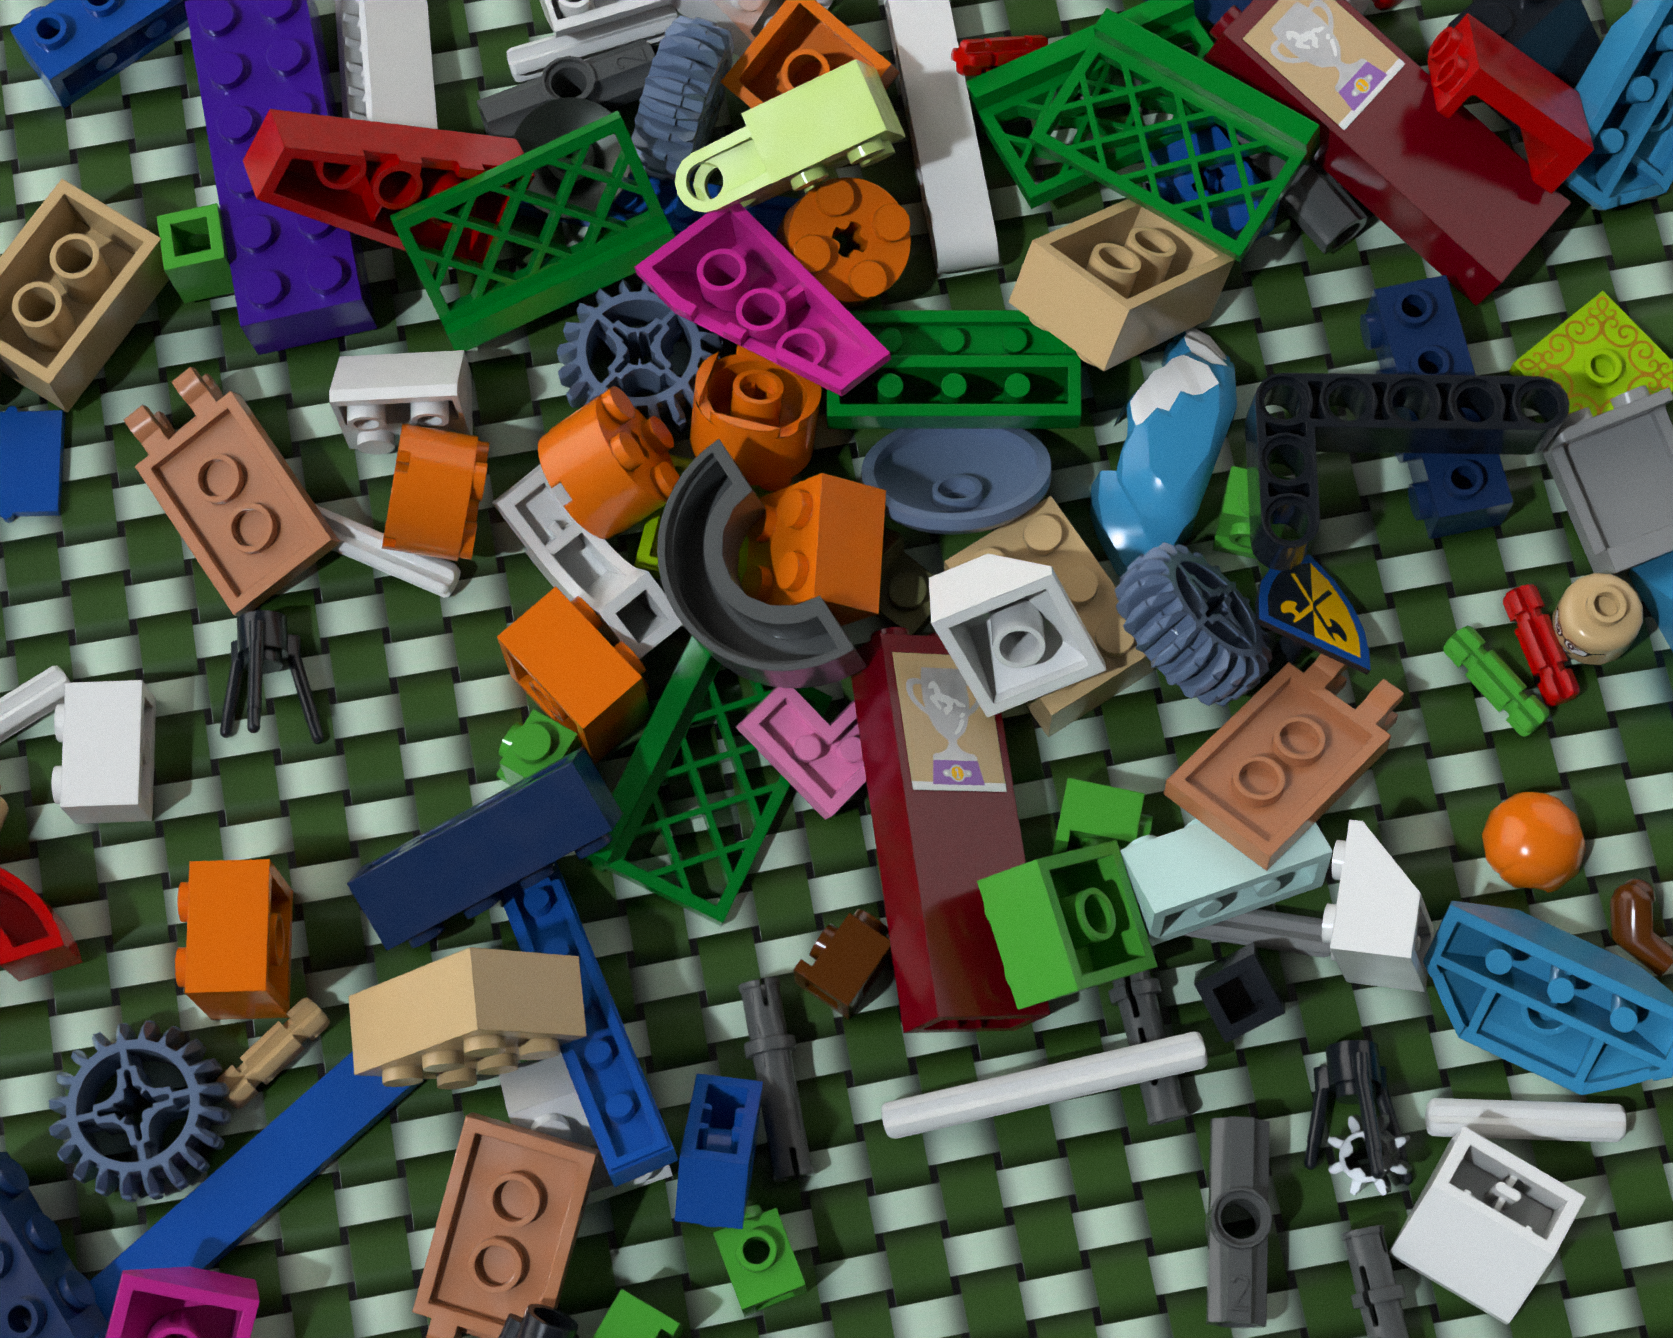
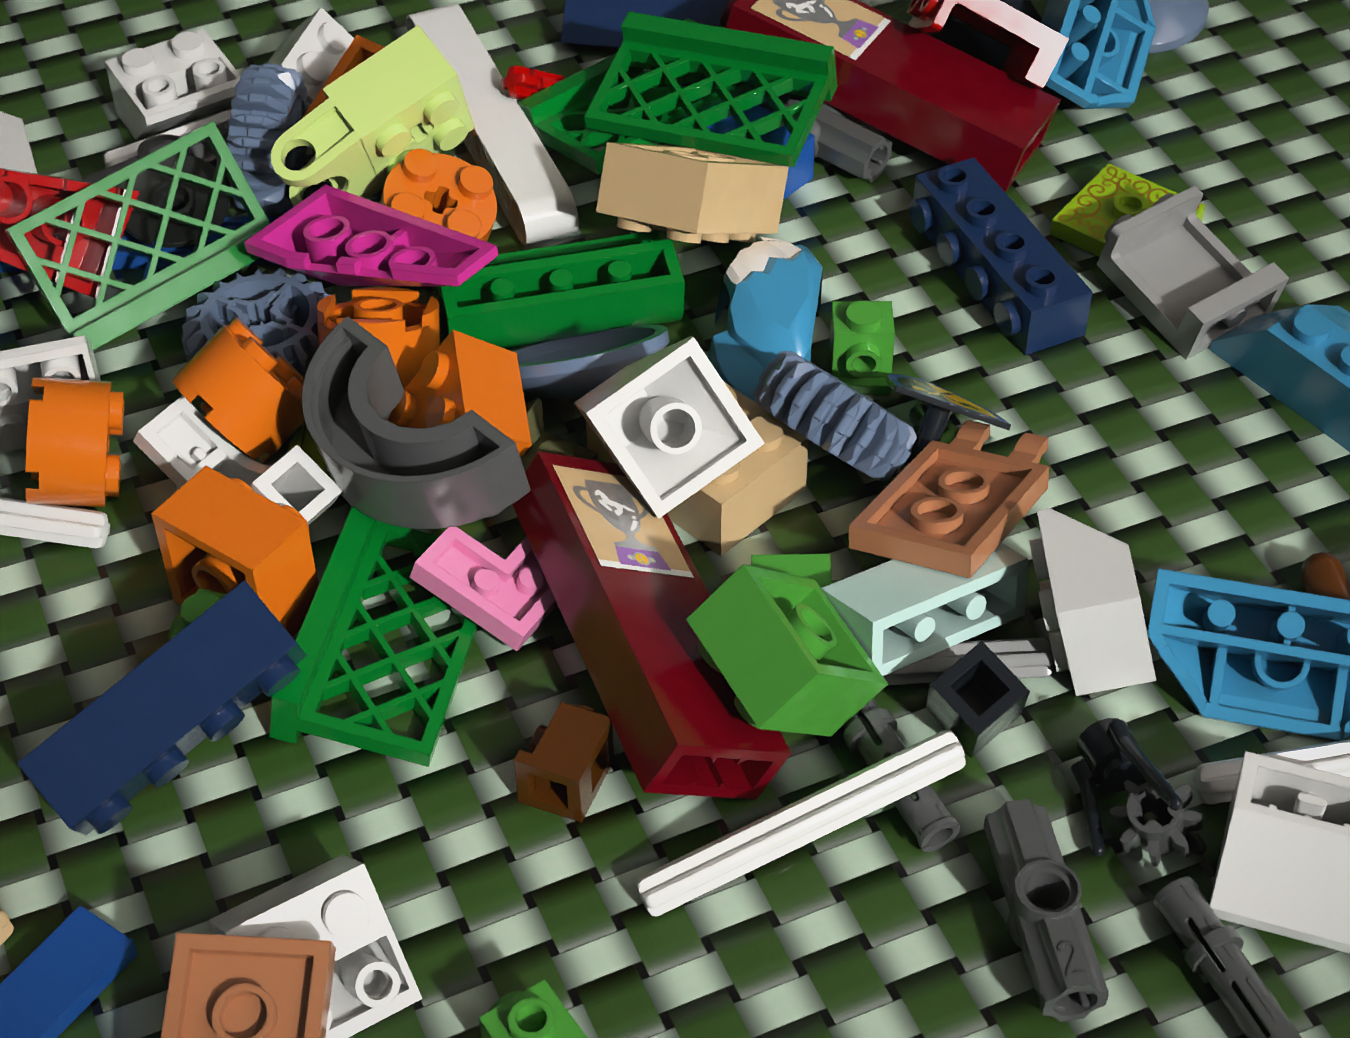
camera: 15 degrees left, 25 degrees down
(467, 1017) = (163, 840): tan brick -> none
(604, 1061) = (303, 841): blue tile -> none
(718, 1151) = (468, 938): blue brick -> none
(773, 1064) = (506, 855): dark grey pin -> none
(1376, 430) = (895, 239): black beam -> none
(1496, 681) = (1126, 436): bright green axle -> none
(1534, 841) = (1212, 541): orange hair -> none
(1541, 645) = (1156, 404): red axle -> none
(1597, 618) = (1199, 366): tan head -> none

